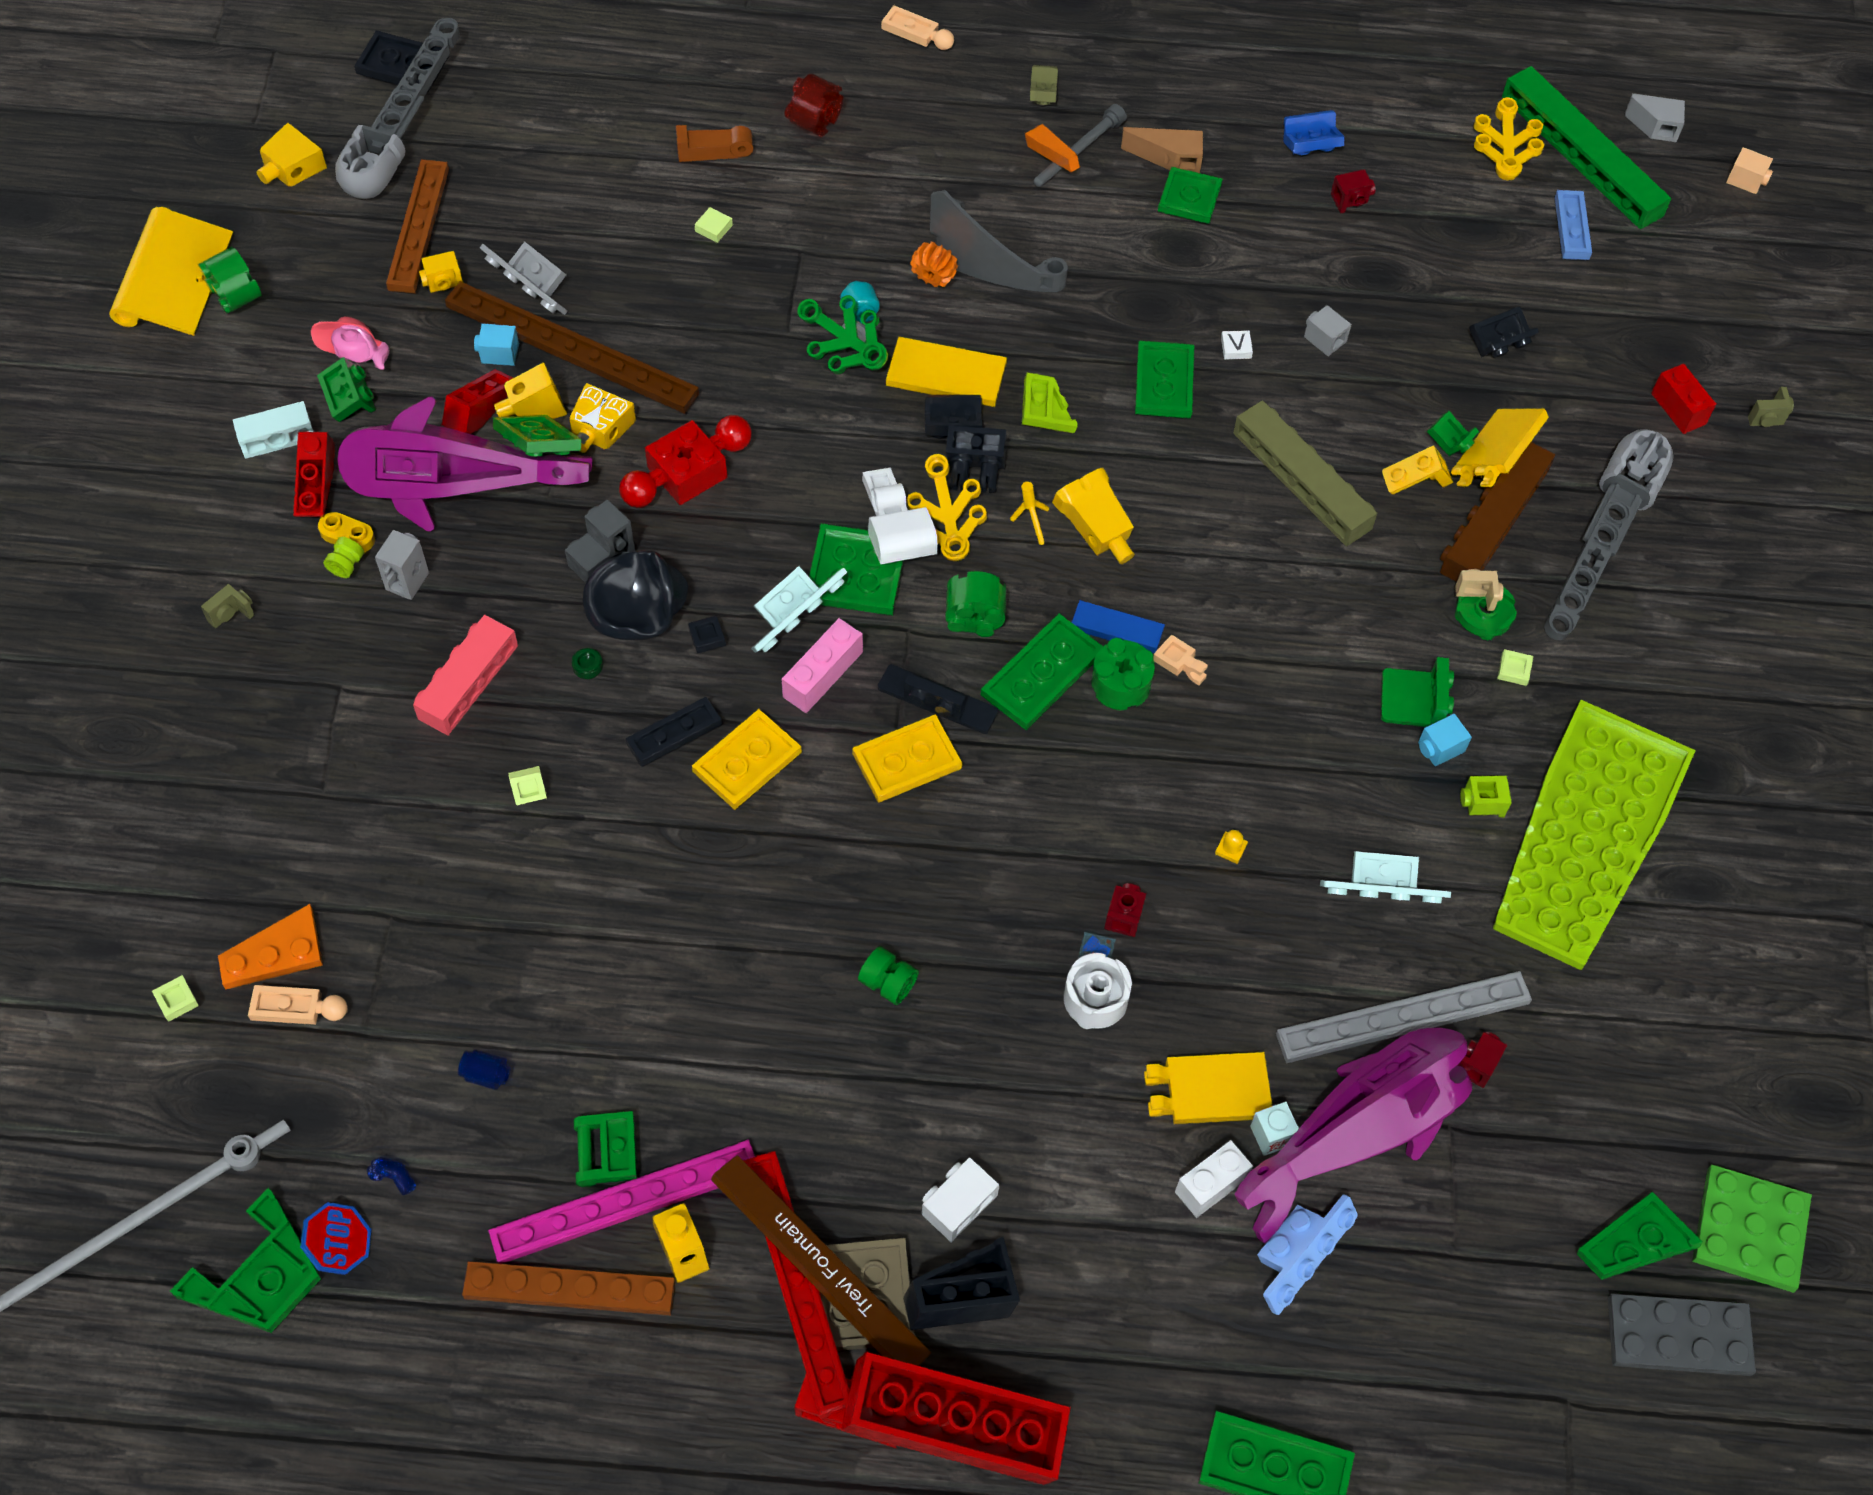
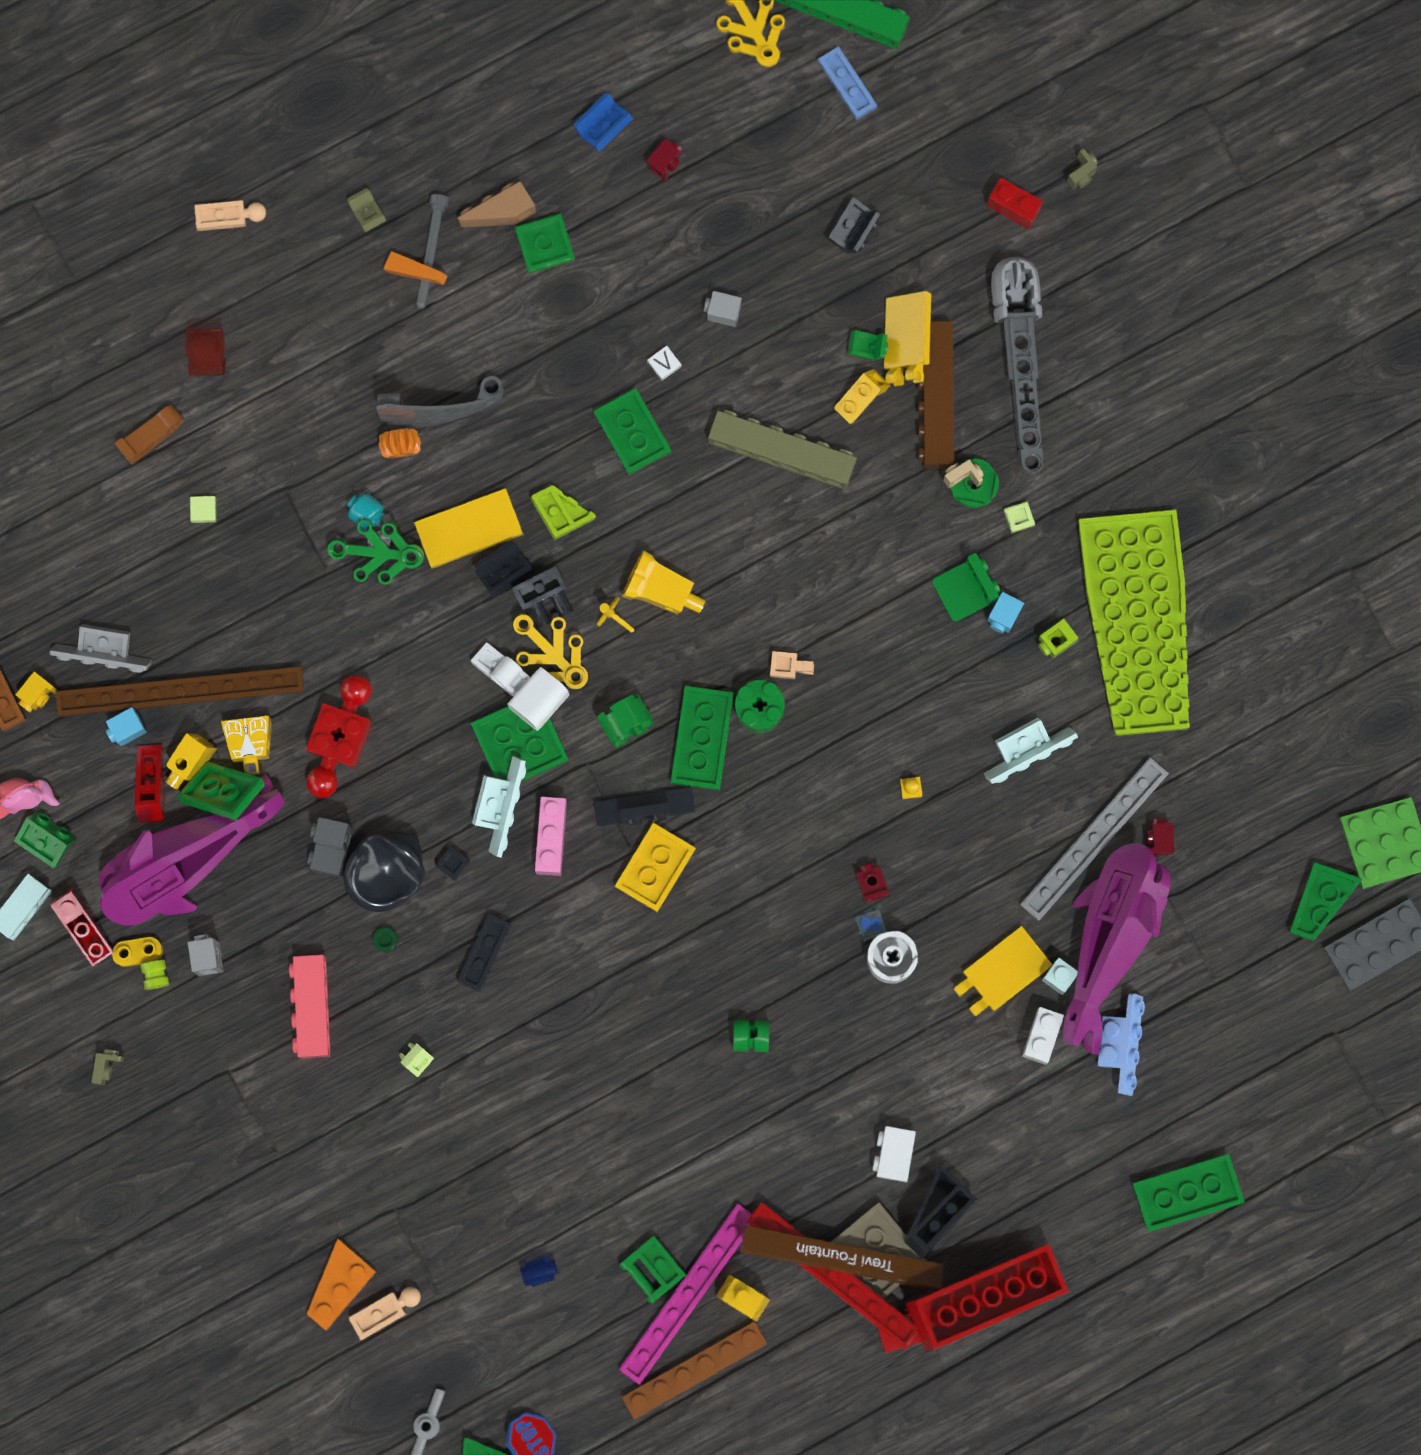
camera: 30 degrees left, 20 degrees up
(175, 998) = (303, 1360): yellowish green plate -> none
(392, 1169) = (530, 1373): clear blue arm -> none
(746, 759) = (548, 940): yellow plate -> none
(1115, 624) = (729, 666): blue tile -> none

